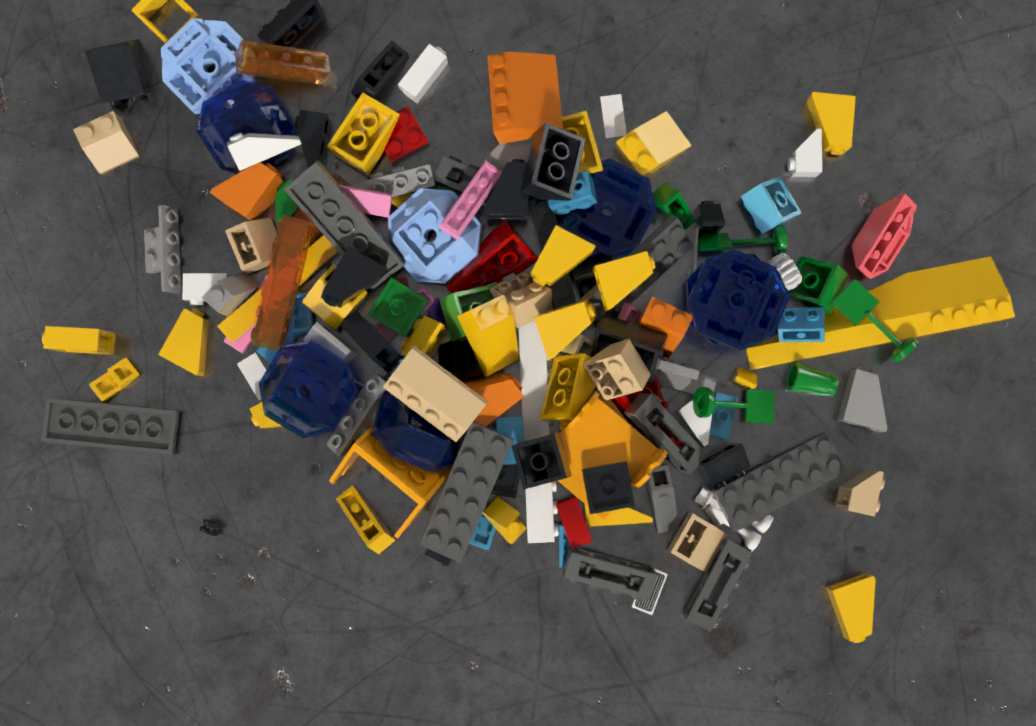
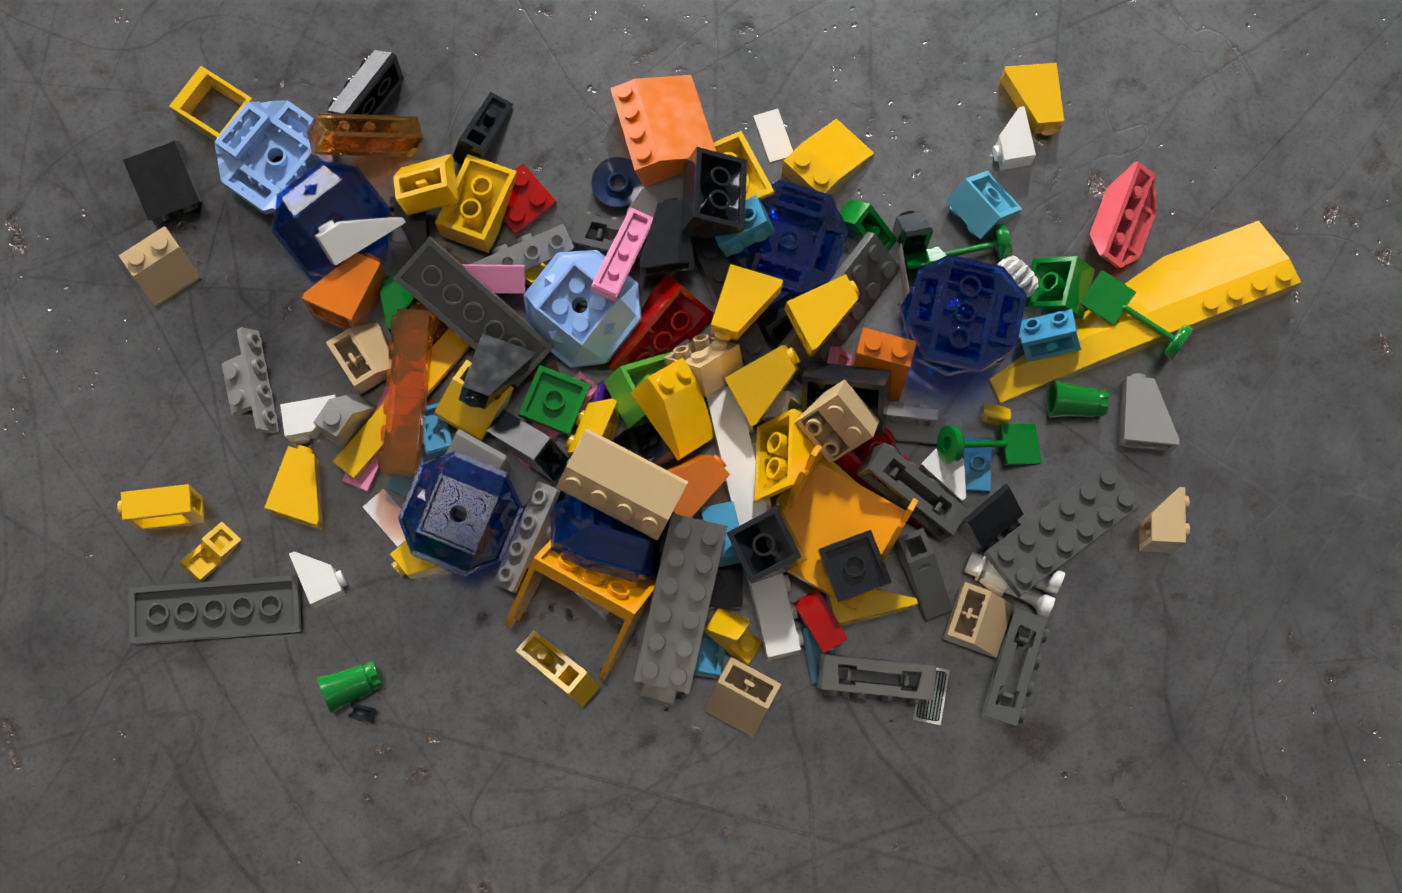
camera: 15 degrees left, 10 degrees down
(192, 417) = (318, 579): none -> white slope
(202, 504) = (348, 685): none -> green plant
(324, 113) = (426, 185): none -> yellow slope
(423, 73) = (535, 122): white brick -> none
(469, 131) = (616, 171): none -> dark blue dish
(503, 569) = (742, 697): none -> tan slope
(854, 606) = (1188, 666): yellow slope -> none

